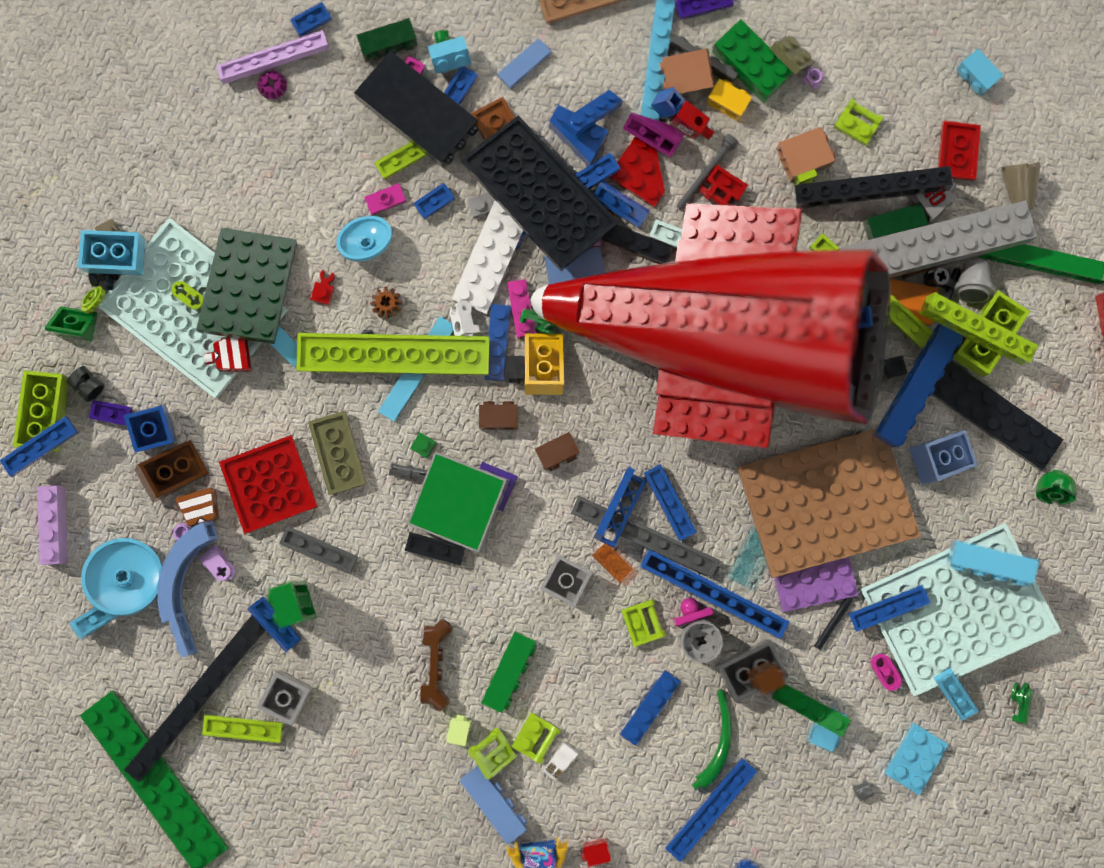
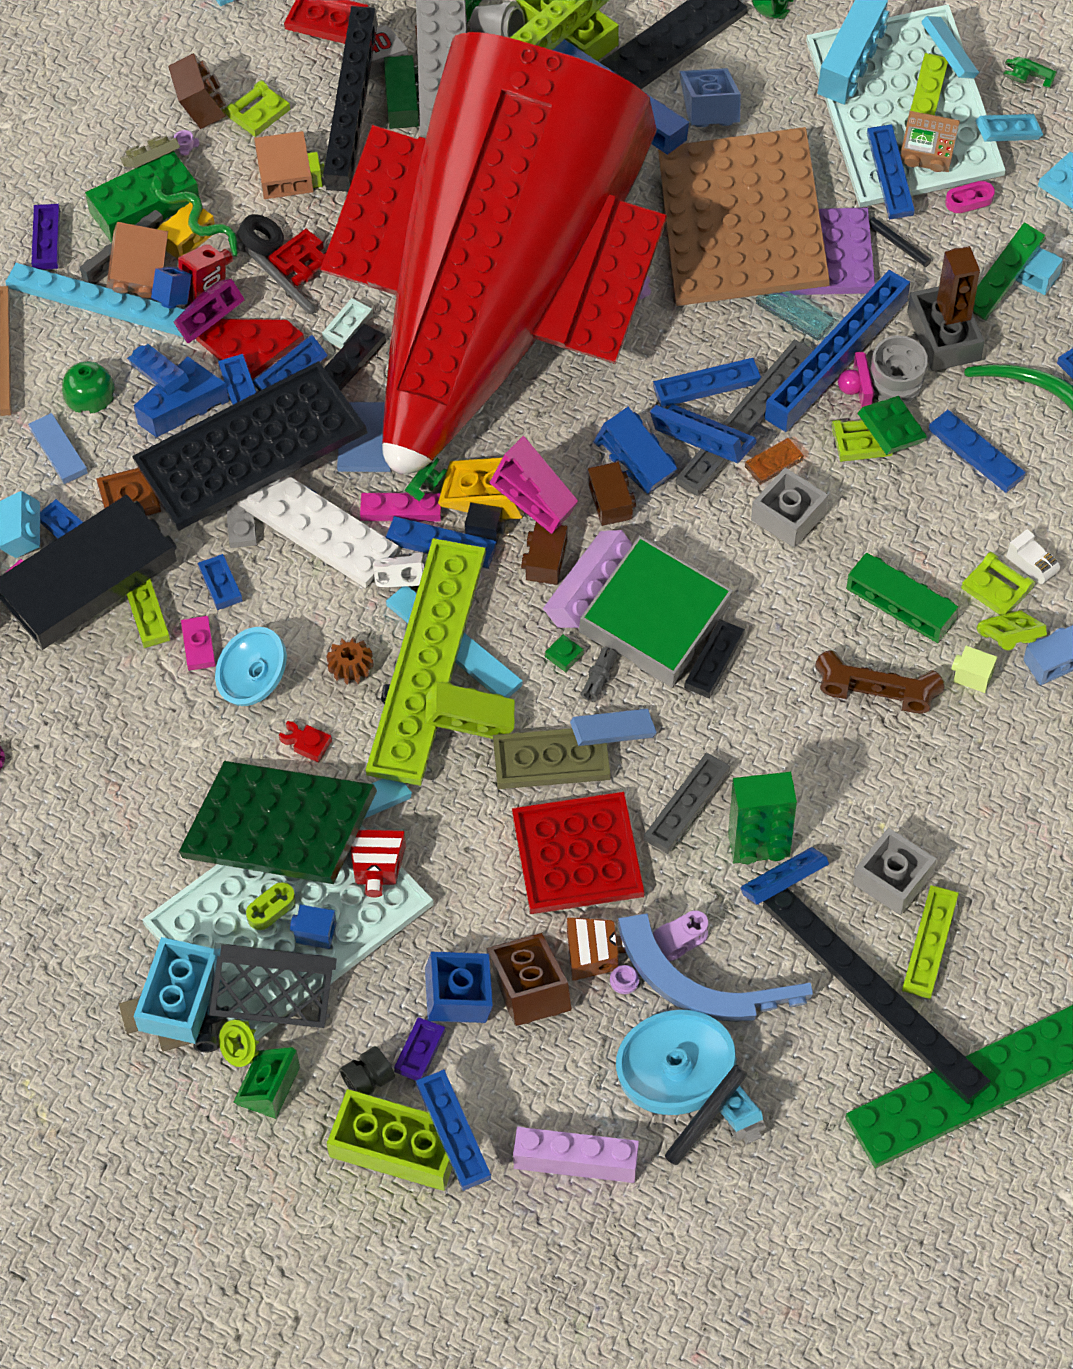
camera: 75 degrees left, 25 degrees down
(82, 603) = (706, 1115): none -> black axle
(137, 306) = (271, 959): none -> black fence
(175, 326) = (314, 926): none -> blue brick
(354, 391) = (469, 710): none -> lime brick
(363, 490) = (613, 727): none -> medium blue tile
(479, 451) = (587, 578): none -> lavender brick
(531, 398) = (533, 486): none -> dark pink wedge
(578, 69) = (87, 387): none -> green cylinder
(594, 463) = (636, 450): none -> blue wedge
(653, 643) = (892, 425): none -> green plate
(724, 149) = (267, 227): none -> black tyre
(752, 68) = (157, 187): none -> green animal
(855, 73) = (197, 90): none -> reddish brown brick
(915, 635) = (929, 141): none -> medium nougat slope
(973, 626) = (929, 84): none -> lime plate
(1014, 638) = (949, 47): none -> medium azure tile

